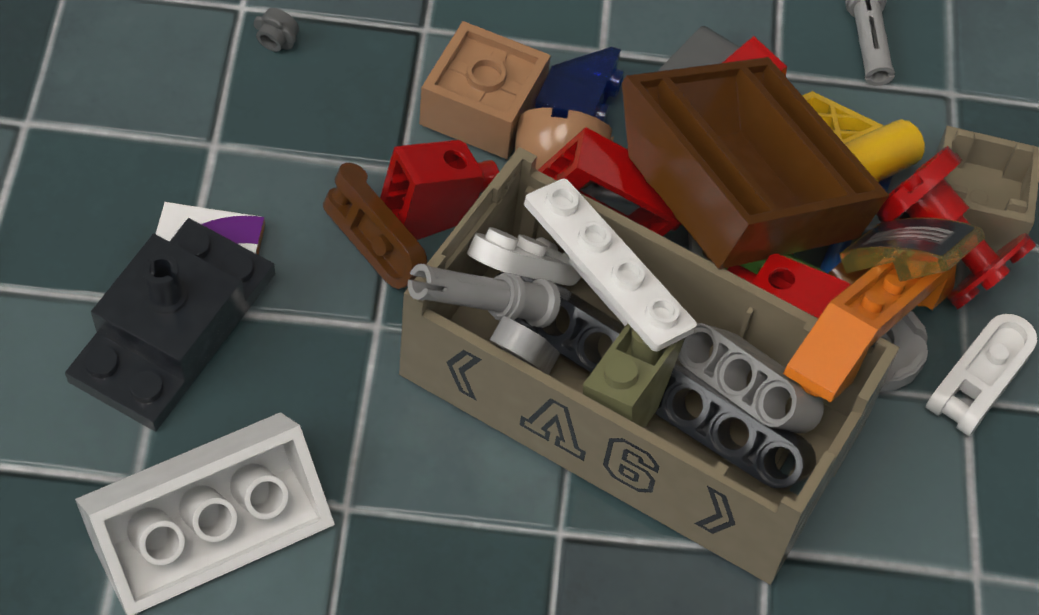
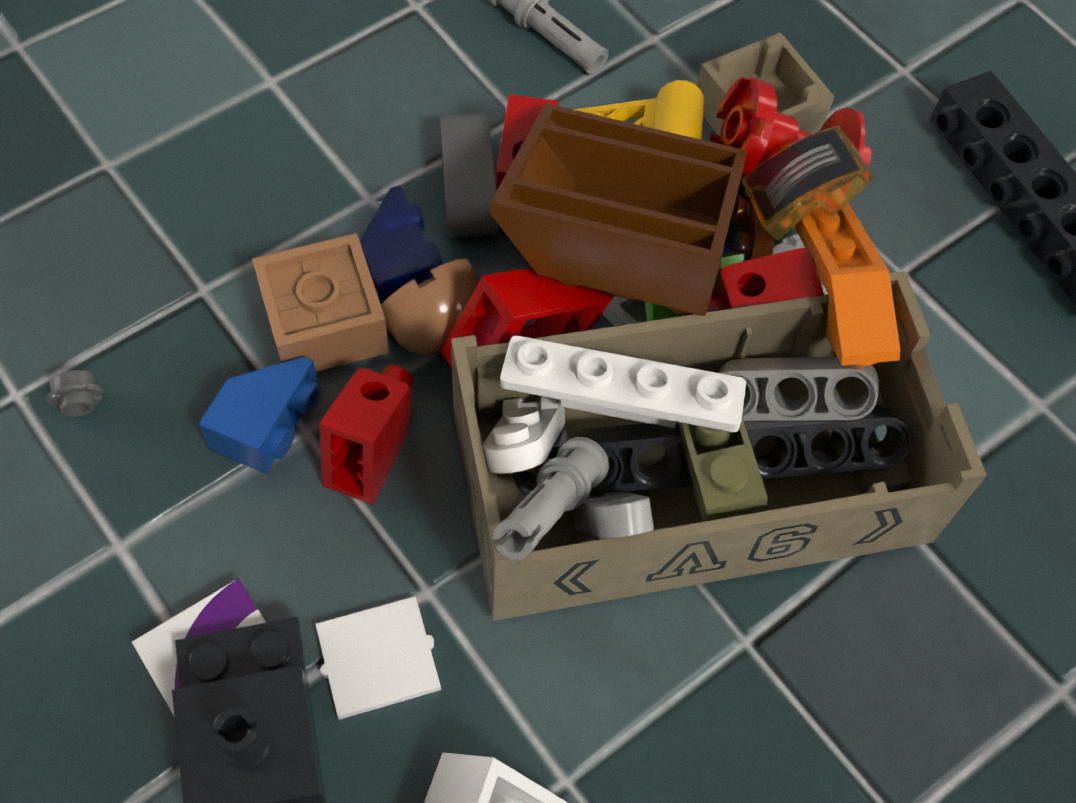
camera: 40 degrees left, 5 degrees up
(304, 336) = (377, 657): none -> white piece
(373, 122) = (258, 411): none -> blue slope
(373, 226) = (347, 507): reddish brown plate -> none
(985, 371) = (900, 234): white plate -> none

